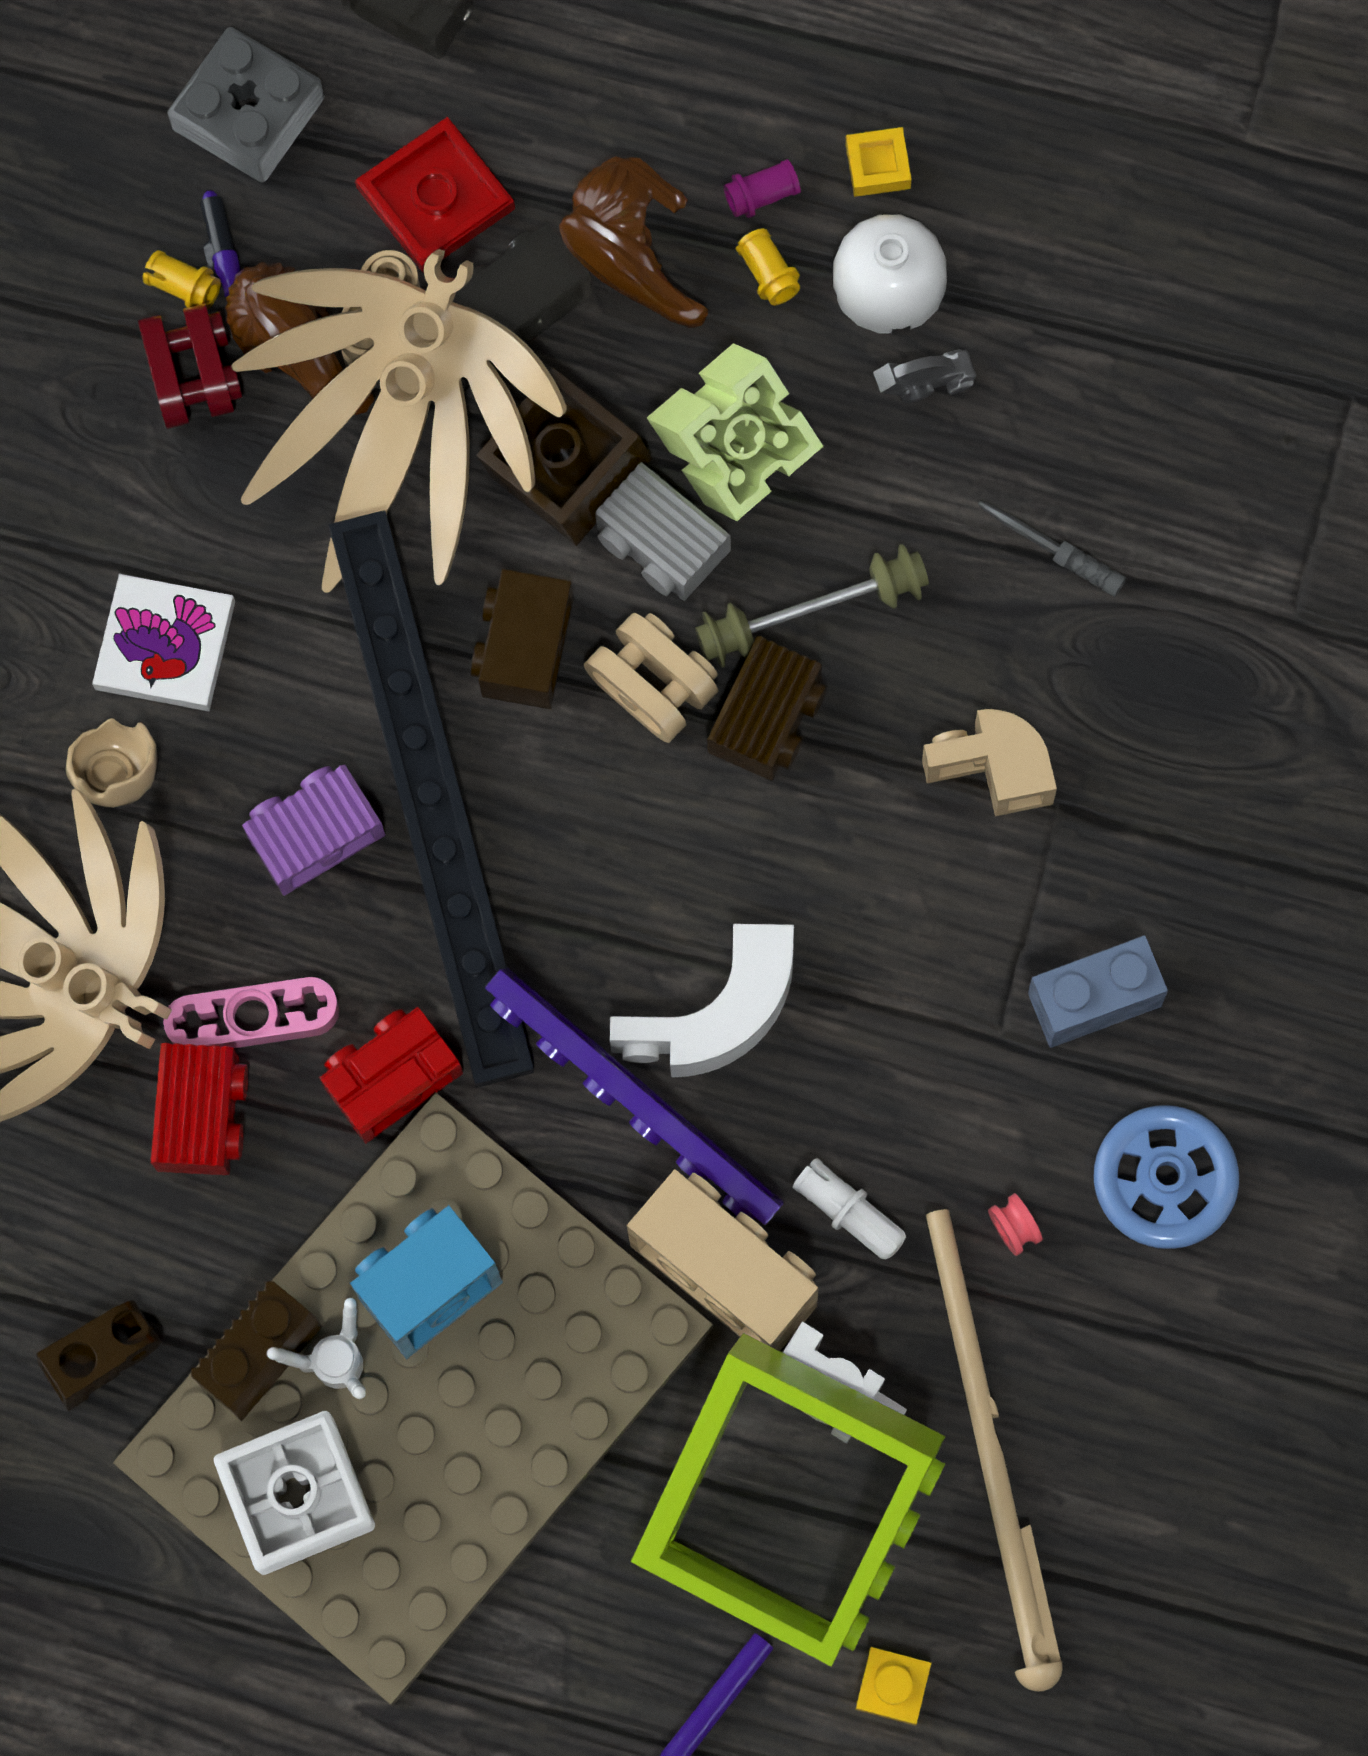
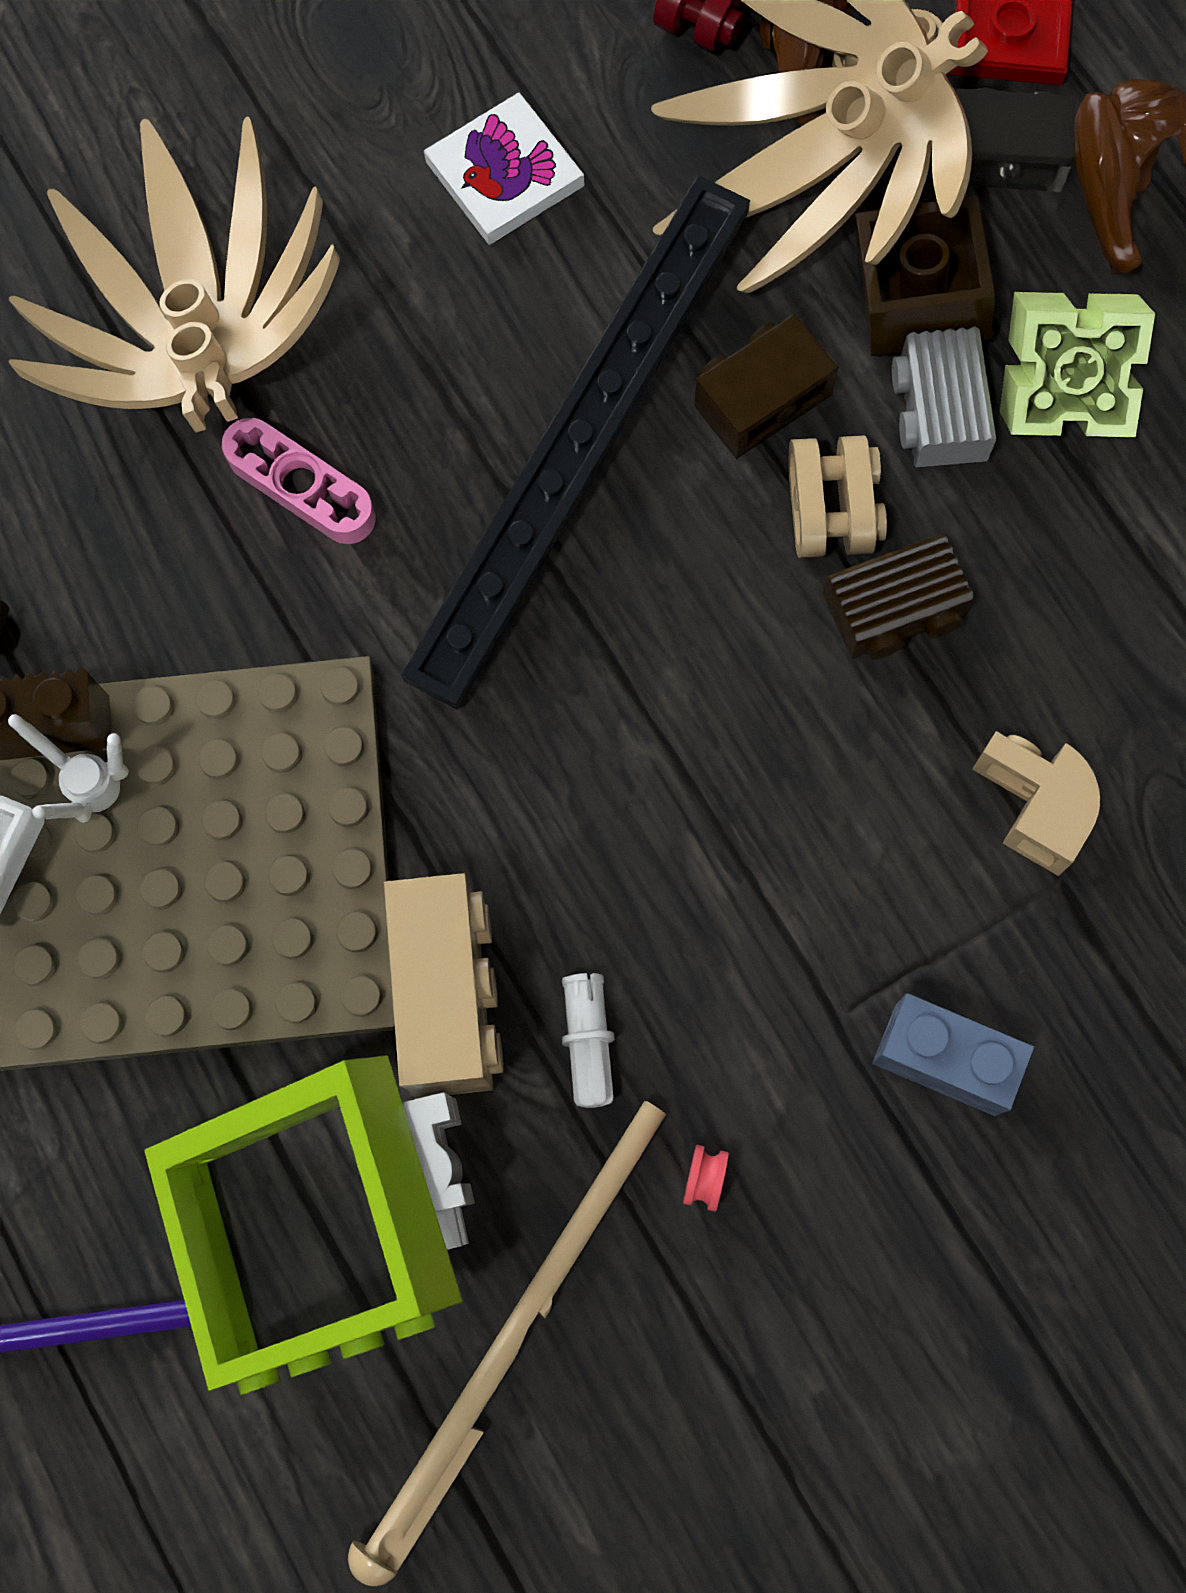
camera: 45 degrees right, 0 degrees up
(113, 763) = (378, 215): tan hair -> none
(197, 1109) = (189, 509): red brick -> none
(312, 828) = (472, 384): medium lavender brick -> none
(390, 1072) = (348, 610): red brick -> none
(425, 1280) = (196, 779): dark azure brick -> none
(612, 1082) = (506, 820): dark purple plate -> none
(731, 1022) = (645, 808): white arch -> none
(887, 578) = (1090, 586): olive axle -> none
(893, 1686) = (251, 1451): yellow plate -> none
(1191, 1133) = (833, 1302): medium blue plate -> none

